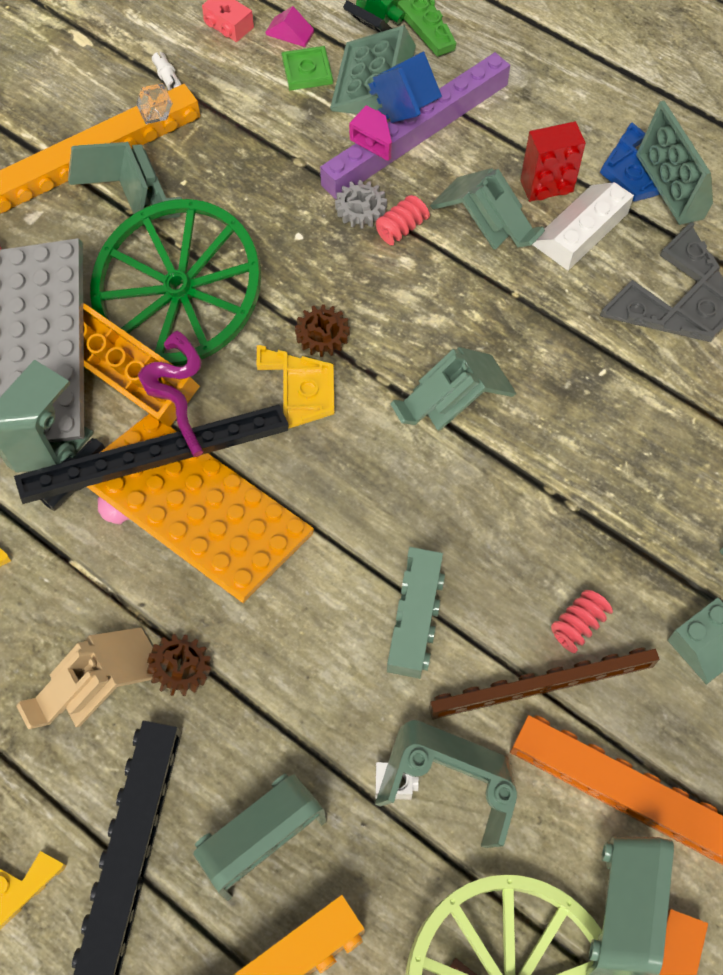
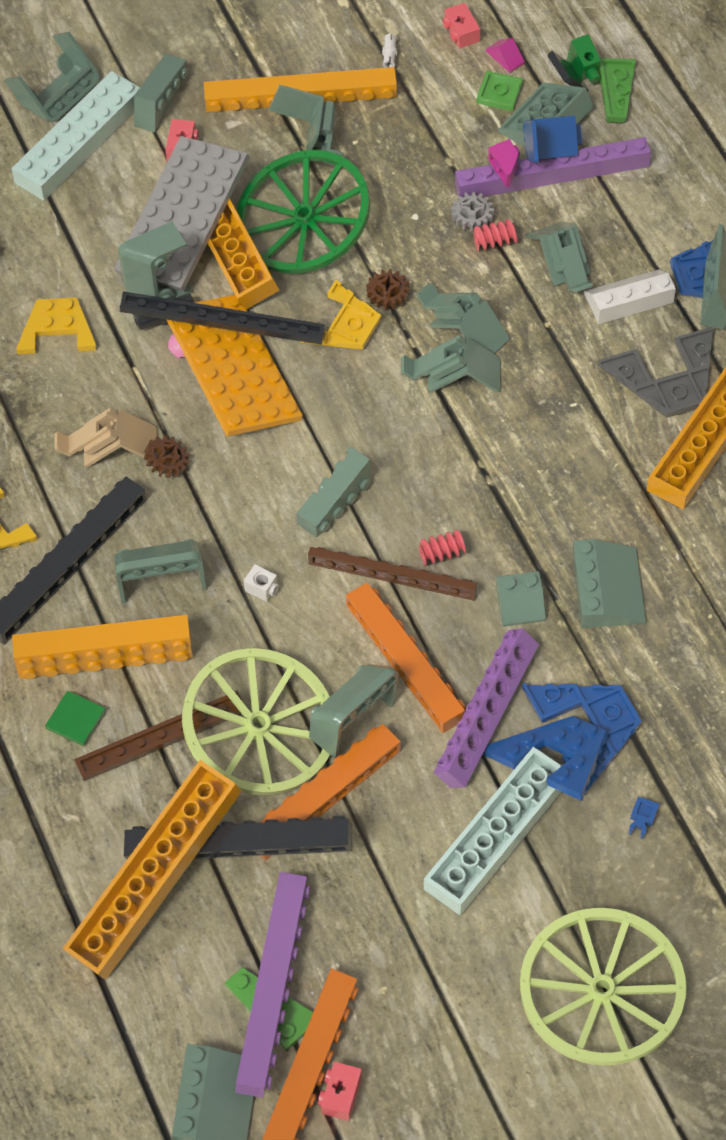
camera: 30 degrees right, 5 degrees down
(149, 378) = (249, 264): magenta animal -> none
(154, 103) = (359, 75): clear brick -> none
(422, 744) = (323, 603): sand green windscreen -> none
(427, 321) = (467, 313): none -> sand green piece
(552, 161) = (627, 238): red brick -> none

